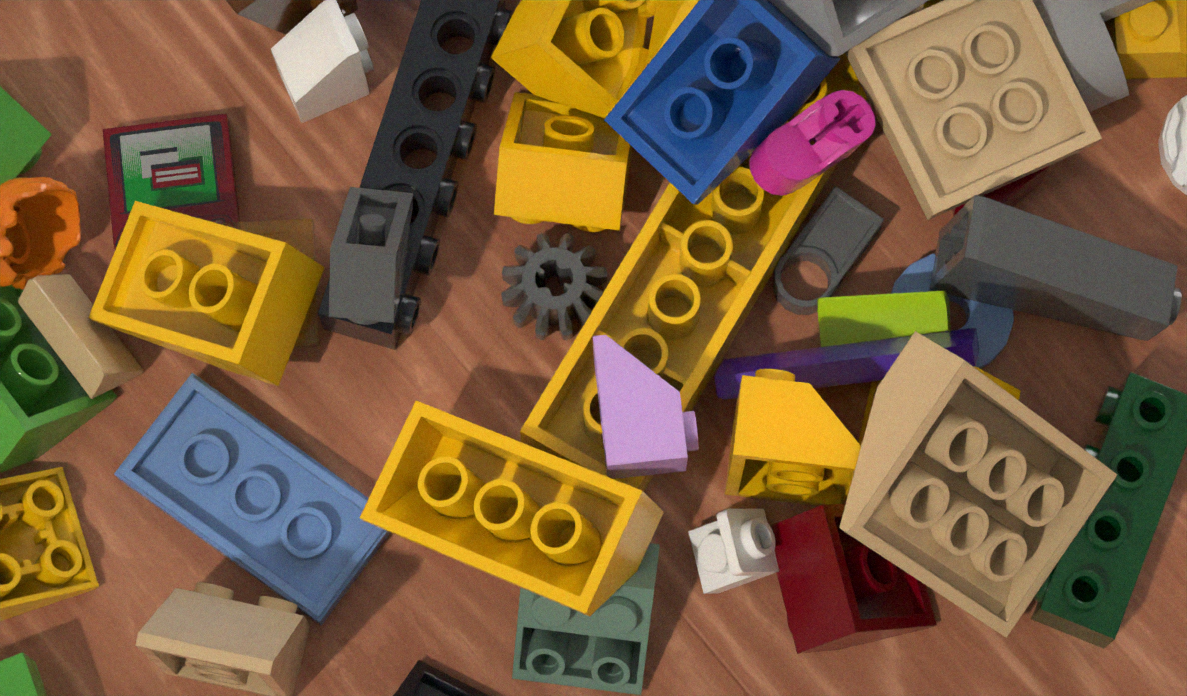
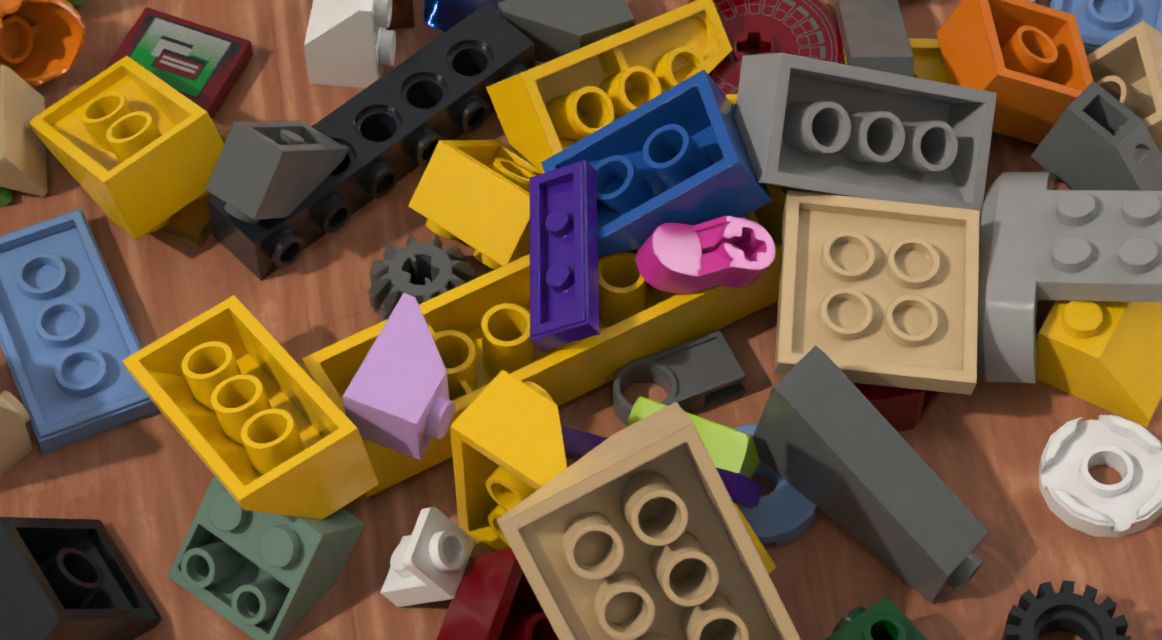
camera: 30 degrees right, 20 degrees down
(691, 209) = (564, 256): none -> dark purple tile

